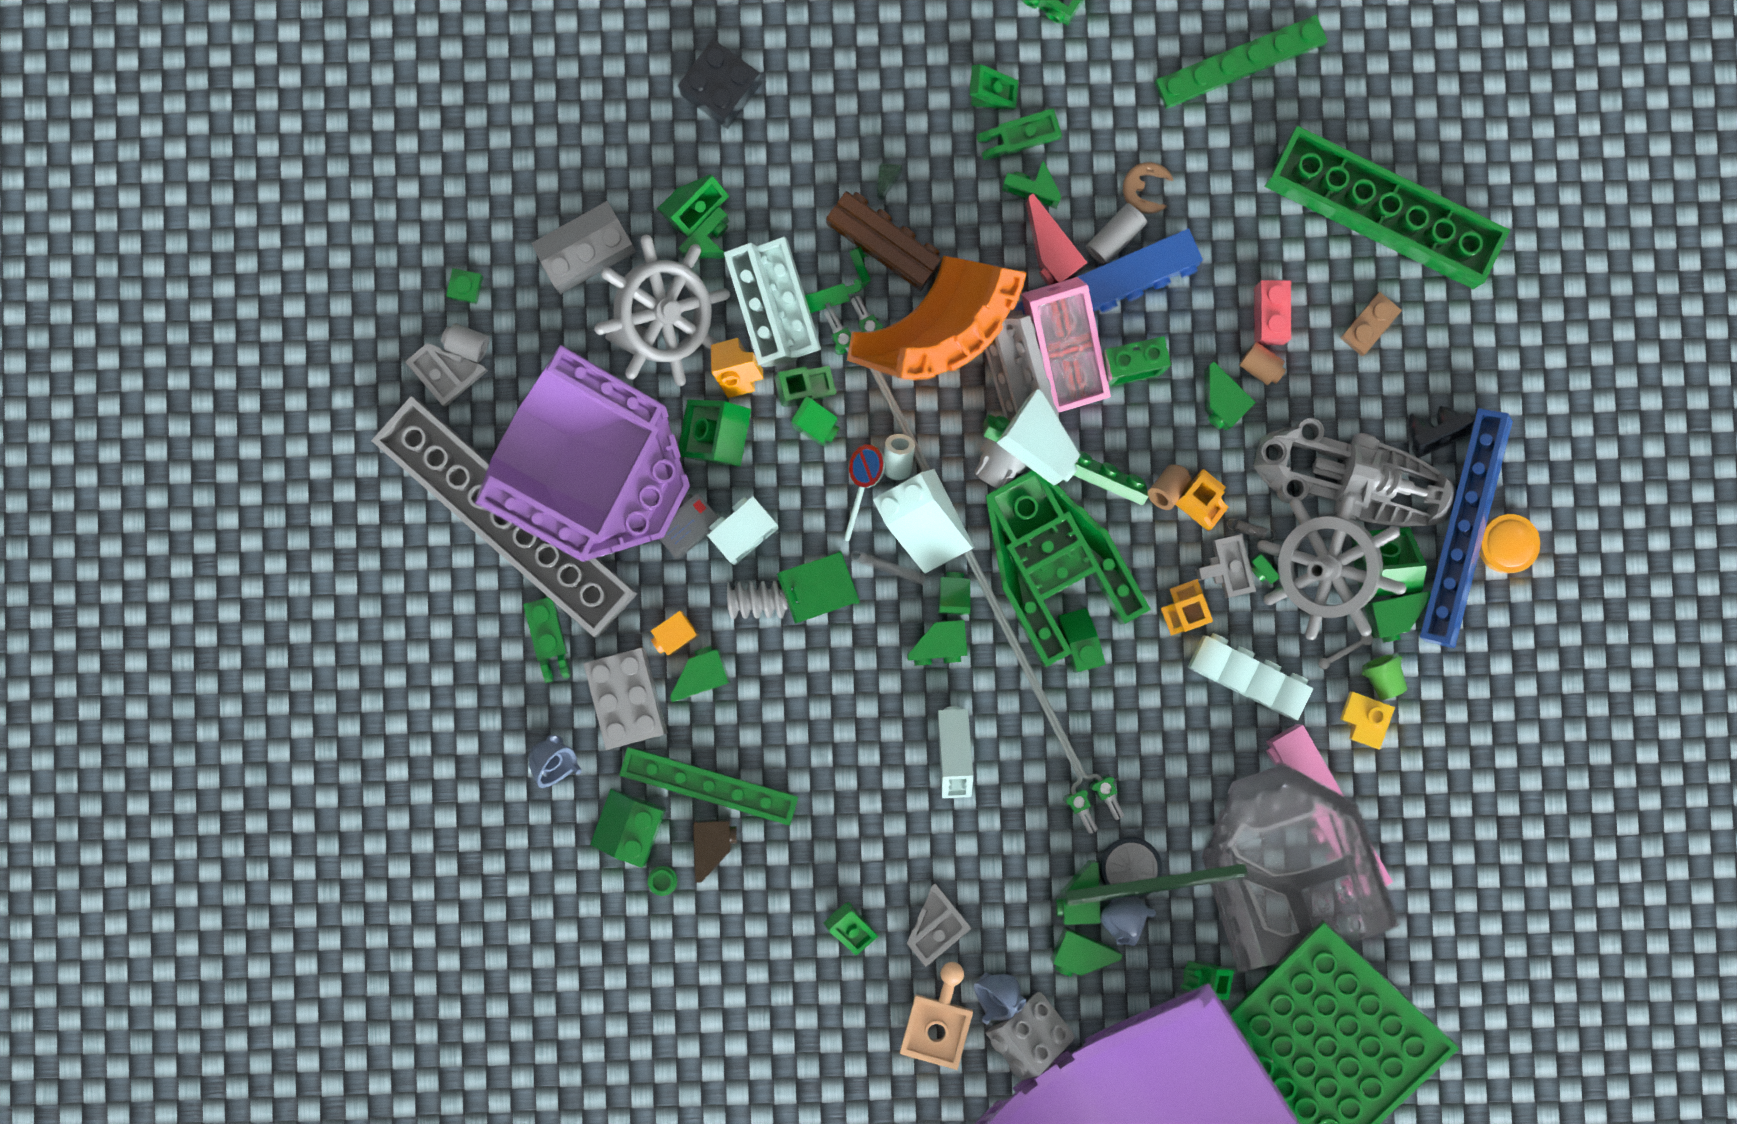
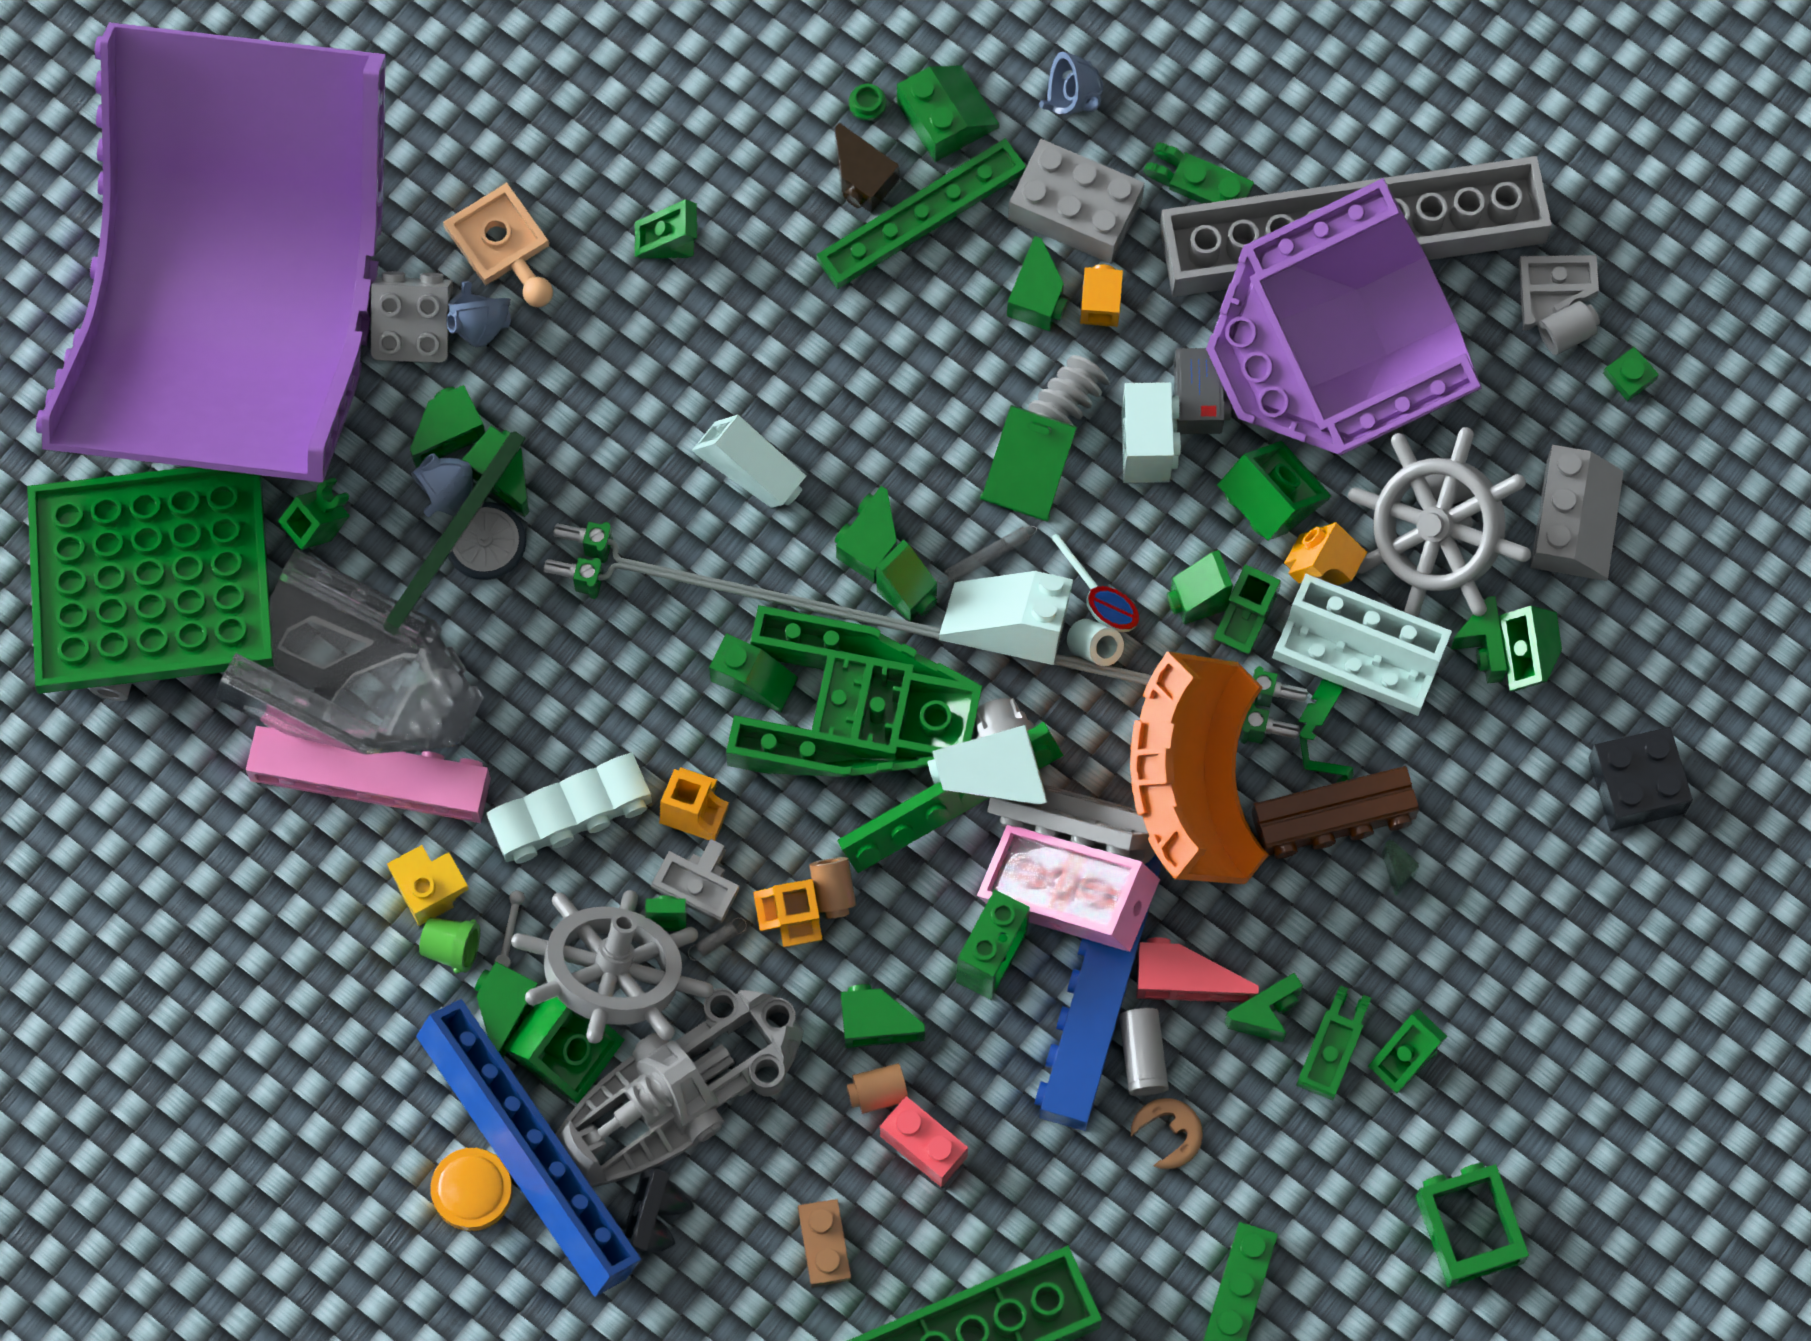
camera: 130 degrees right, 15 degrees down
(936, 927) = (594, 314): light grey wing -> none

